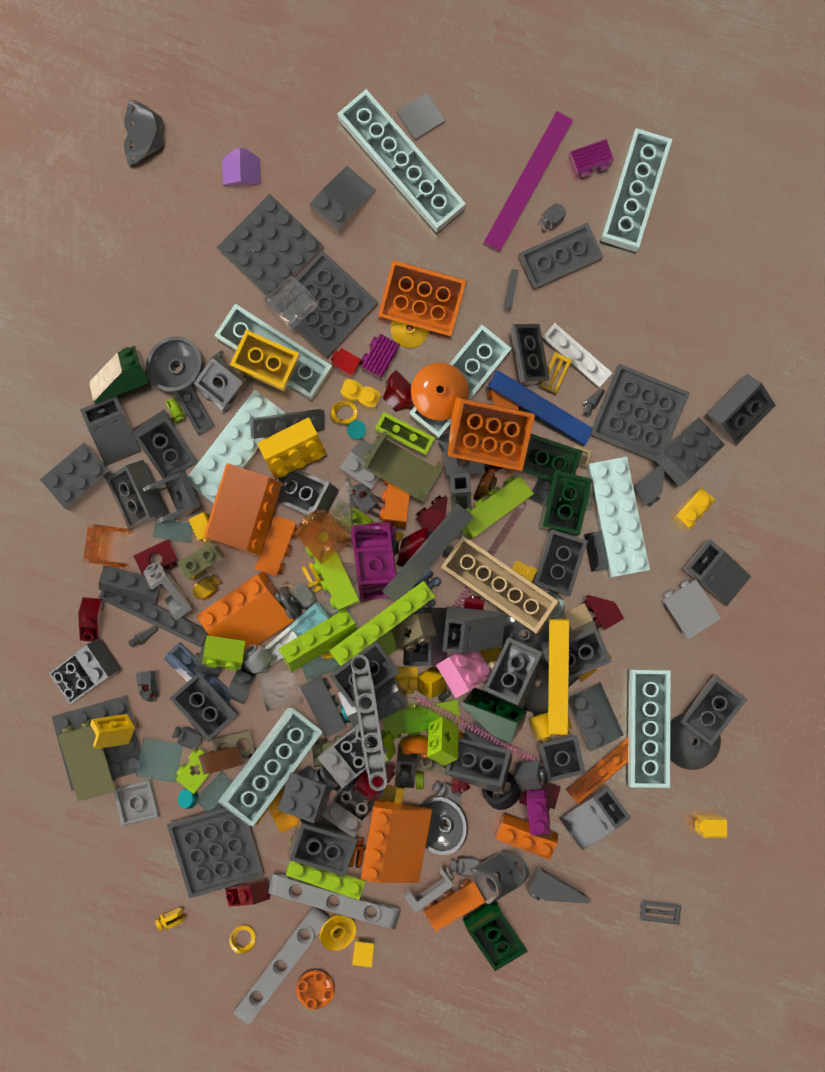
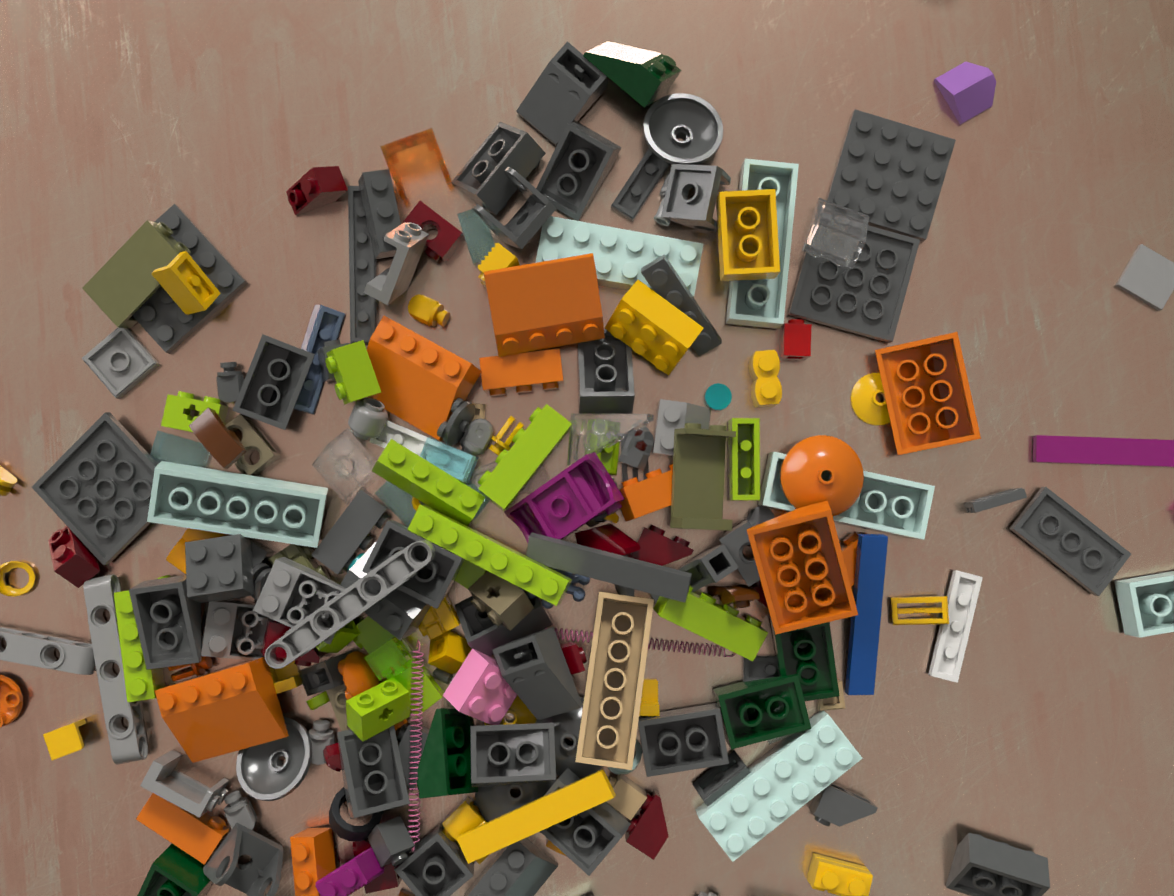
camera: 65 degrees right, 0 degrees up
(76, 476) = (483, 82): dark grey brick -> none
(84, 671) = (250, 215): dark grey slope -> none
(142, 636) = (327, 264): dark grey bar -> none
(148, 685) = (271, 301): dark grey rock -> none
(159, 760) = (184, 362): clear light blue tile -> none
(175, 410) = (628, 160): lime pin -> none
(187, 799) = (151, 421): teal tile -> none
(202, 562) = (451, 286): olive panel -> none
(241, 684) = (326, 415): dark grey slope -> none
(319, 522) = (567, 402): clear orange hose -> none
(333, 415) = (732, 358): yellow piece -> none
(342, 199) = (995, 231): dark grey slope -> none
(342, 937) = (76, 694): yellow dish -> none
(380, 356) = (825, 379): magenta brick -> none
(398, 392) = (791, 425): dark red slope -> none
(401, 161) = (1085, 280): light aqua brick -> none
(529, 353) = (927, 564): dark grey slope -> none
(552, 216) = (1114, 505): flat silver arm -> none
(593, 401) = (906, 676): dark grey bar -> none
(639, 412) = (924, 744): dark grey plate -> none
(689, 451) = (910, 836): dark grey brick -> none

